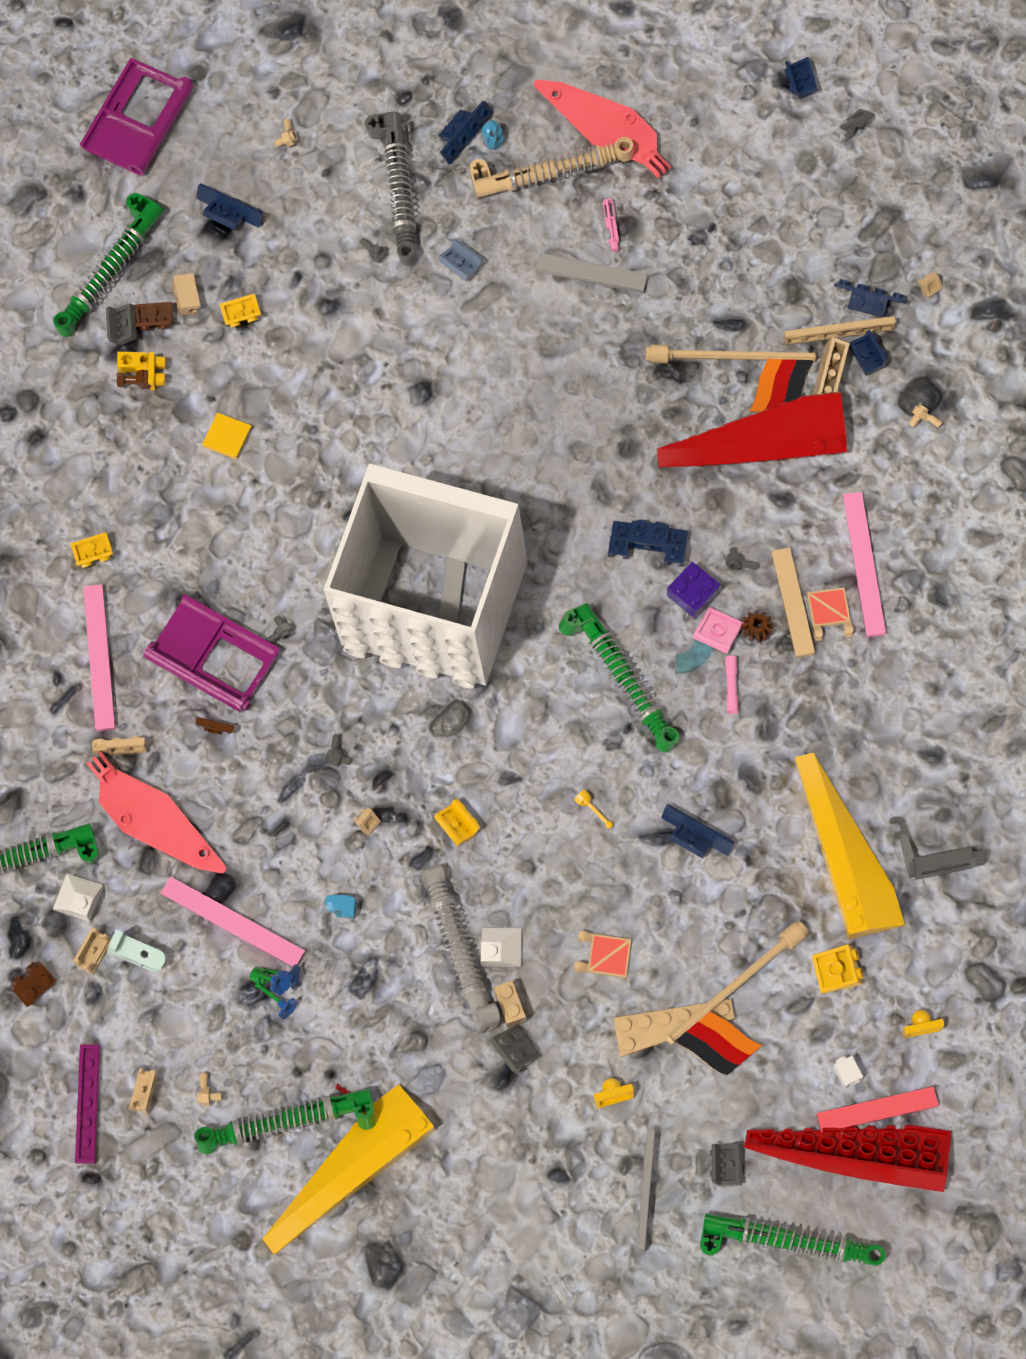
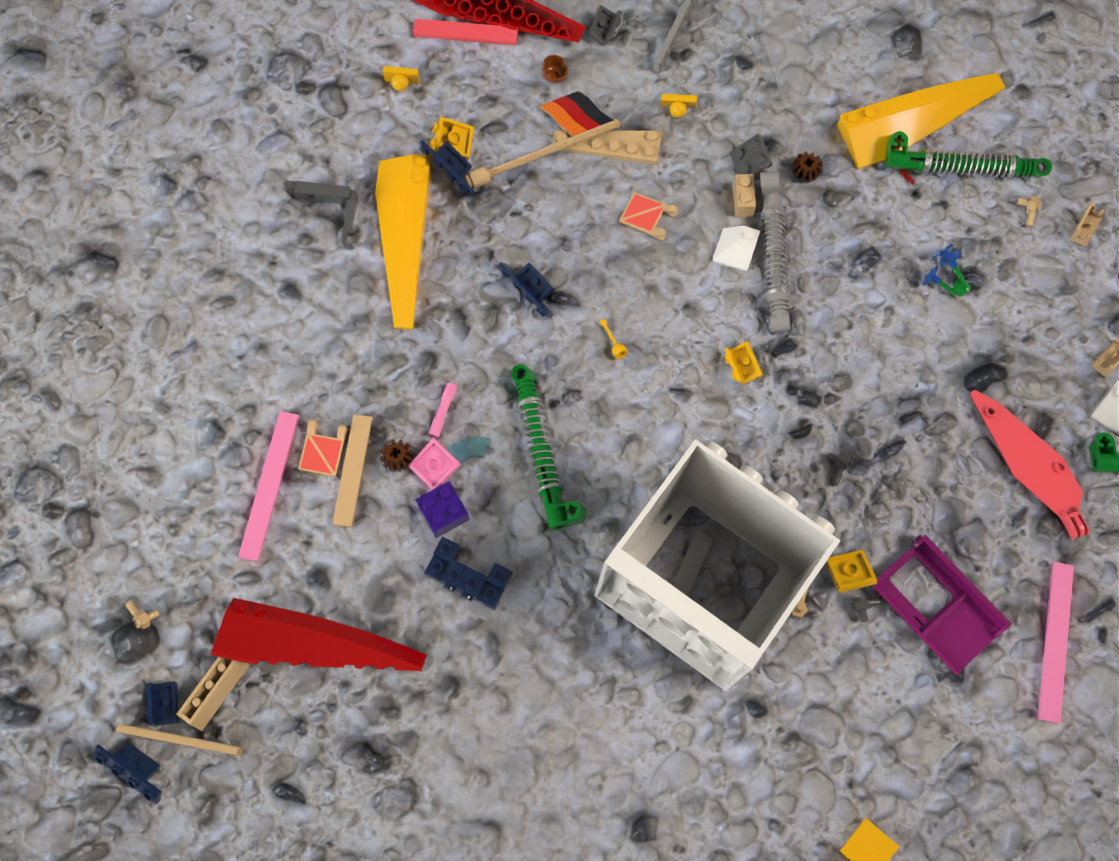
camera: 165 degrees left, 0 degrees up
(92, 549) = (1044, 760): yellow bracket -> none
(120, 746) = (1053, 540): tan hinge -> none
(131, 951) = (1075, 339): light aqua piece -> none
(214, 726) = (953, 527): reddish brown tile -> none
(232, 922) = (975, 344): bright pink tile -> none
(300, 656) = (851, 571): none -> yellow tile
(341, 905) = (871, 325): dark azure rock -> none
(367, 821) = (826, 391): tan tile -> none
(445, 1059) = (807, 166): none -> reddish brown gear
(735, 561) = (391, 527): dark grey piece -> none
(760, 1088) = (554, 69): none -> dark orange hair
(778, 383) = (267, 705): flag -> none
(826, 932) = (451, 162): none -> dark blue bracket
(847, 1071) = (477, 61): white brick -> none
(930, 284) = (61, 760): tan tile -> none

